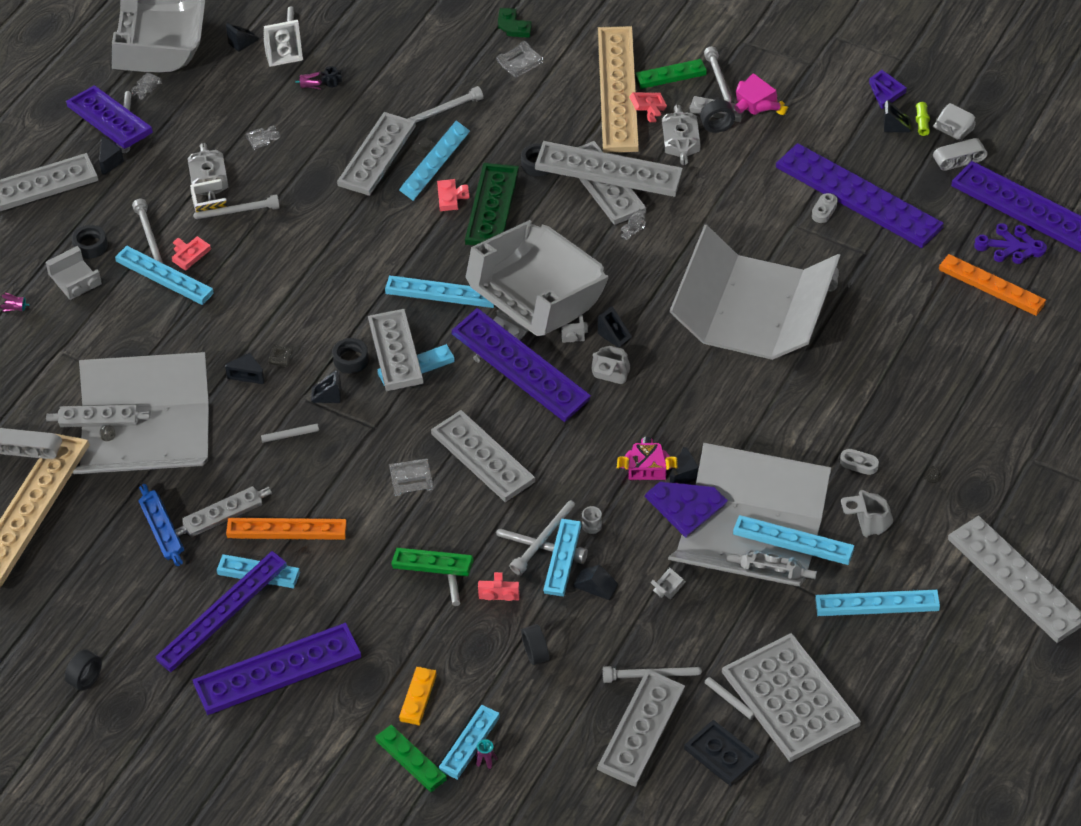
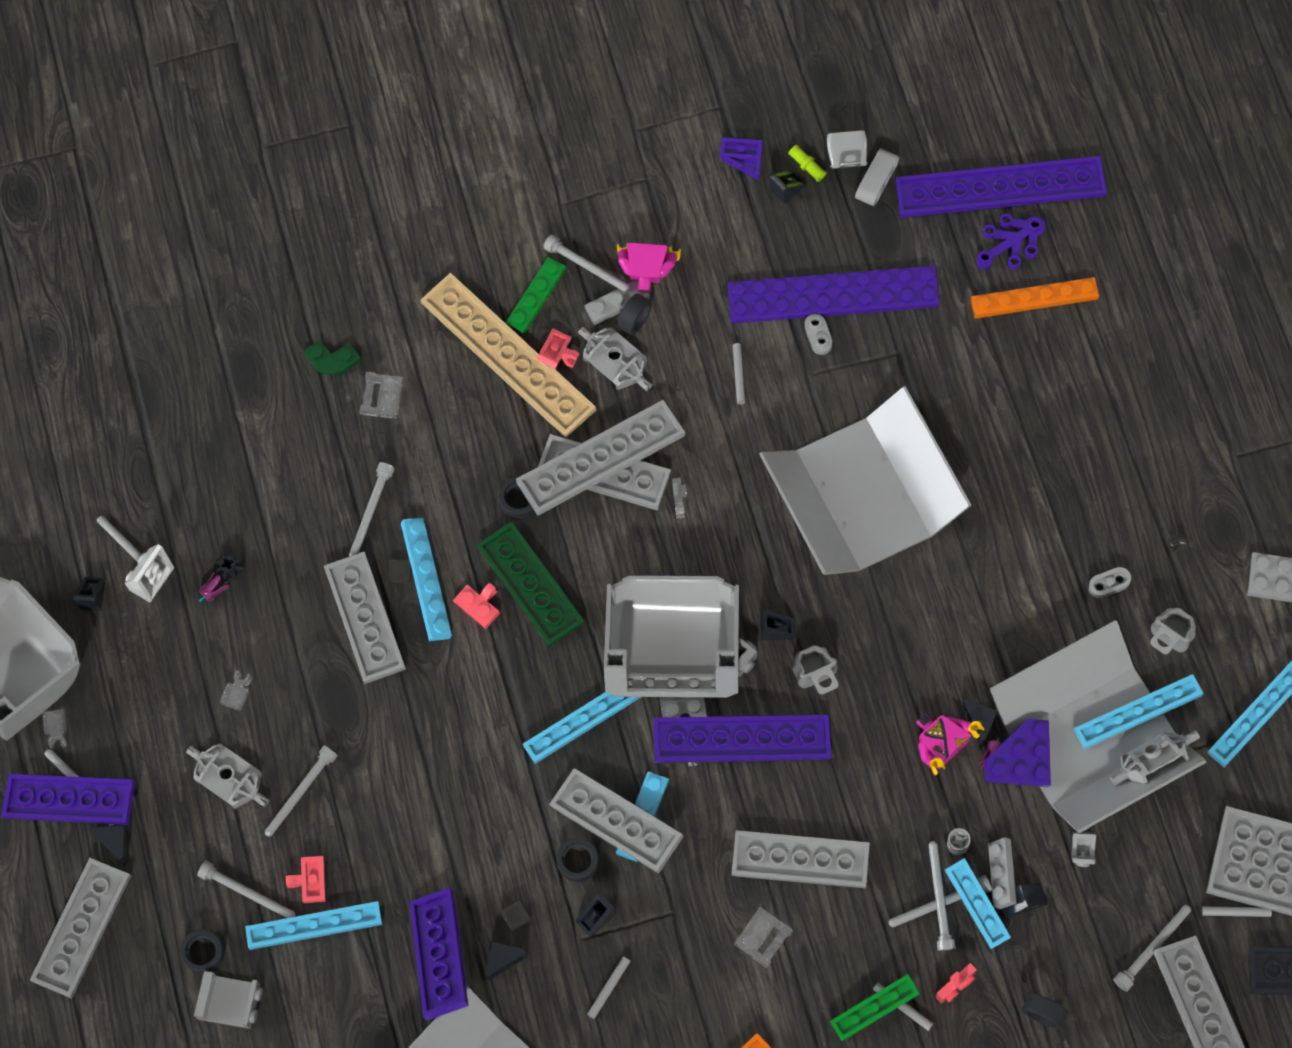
camera: 40 degrees left, 20 degrees up
(207, 187) = (253, 802): white piece -> none
(210, 330) = (438, 954): none -> dark purple plate
(597, 554) = (1002, 873): none -> light grey plate
(749, 193) = (738, 369): none -> light grey bar

